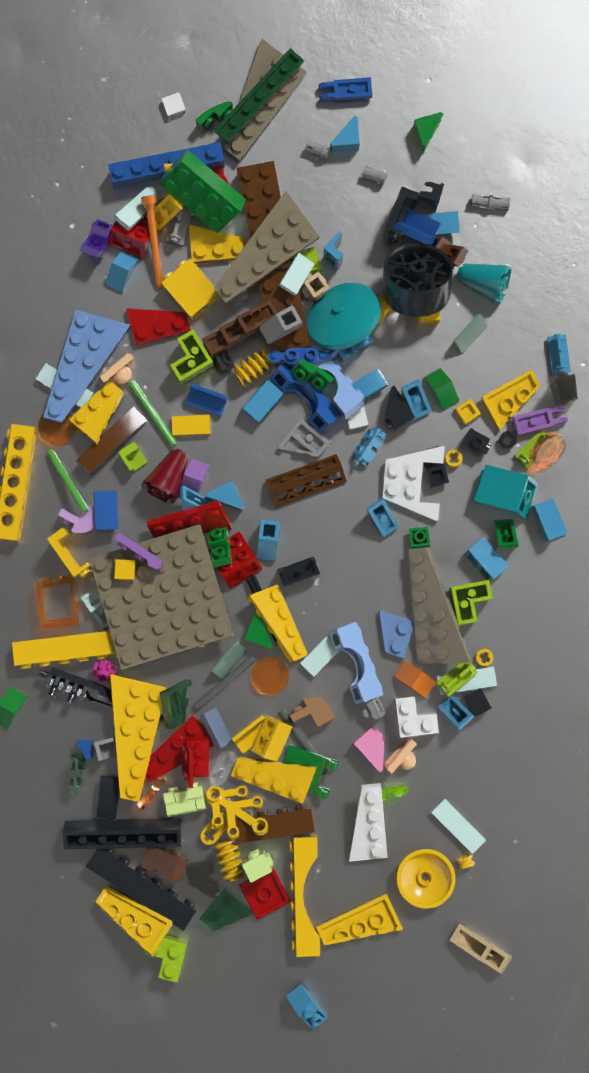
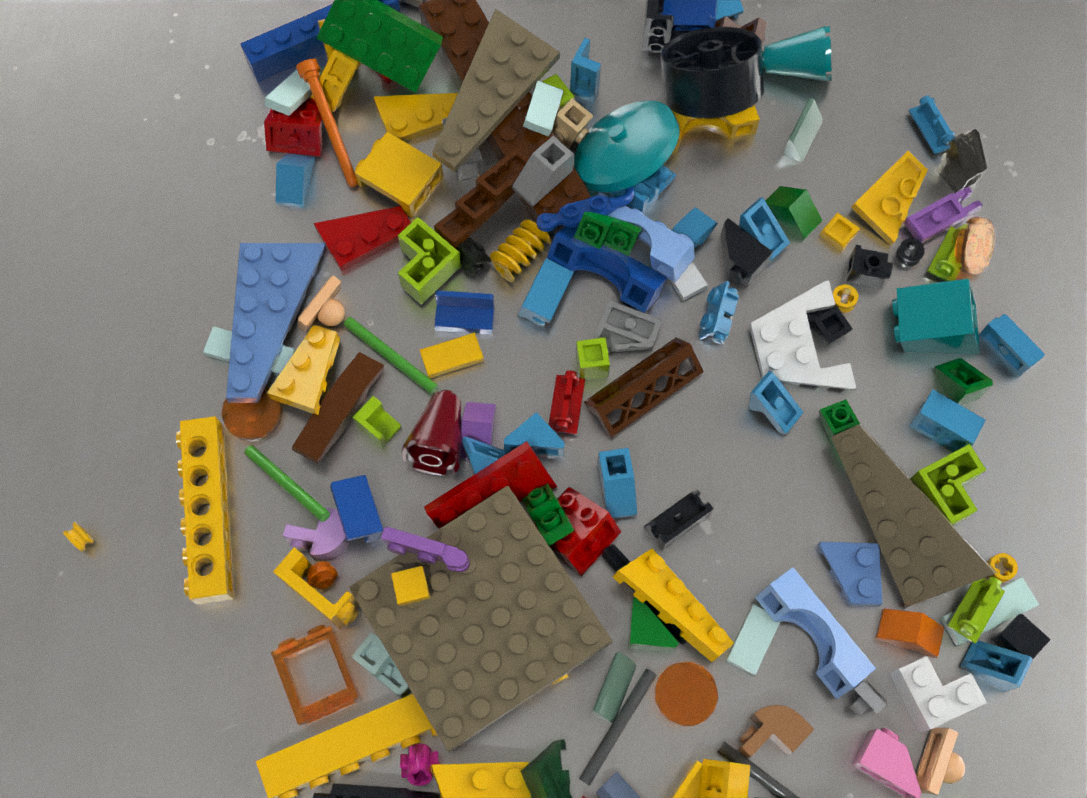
camera: 15 degrees left, 15 degrees down
(75, 544) = (321, 575): none -> orange plate
(98, 239) = (249, 145): dark purple brick -> none
(179, 226) = (359, 100): light grey hinge -> none
(253, 478) = (566, 403): none -> red hinge
(277, 454) = (592, 358): none -> lime panel

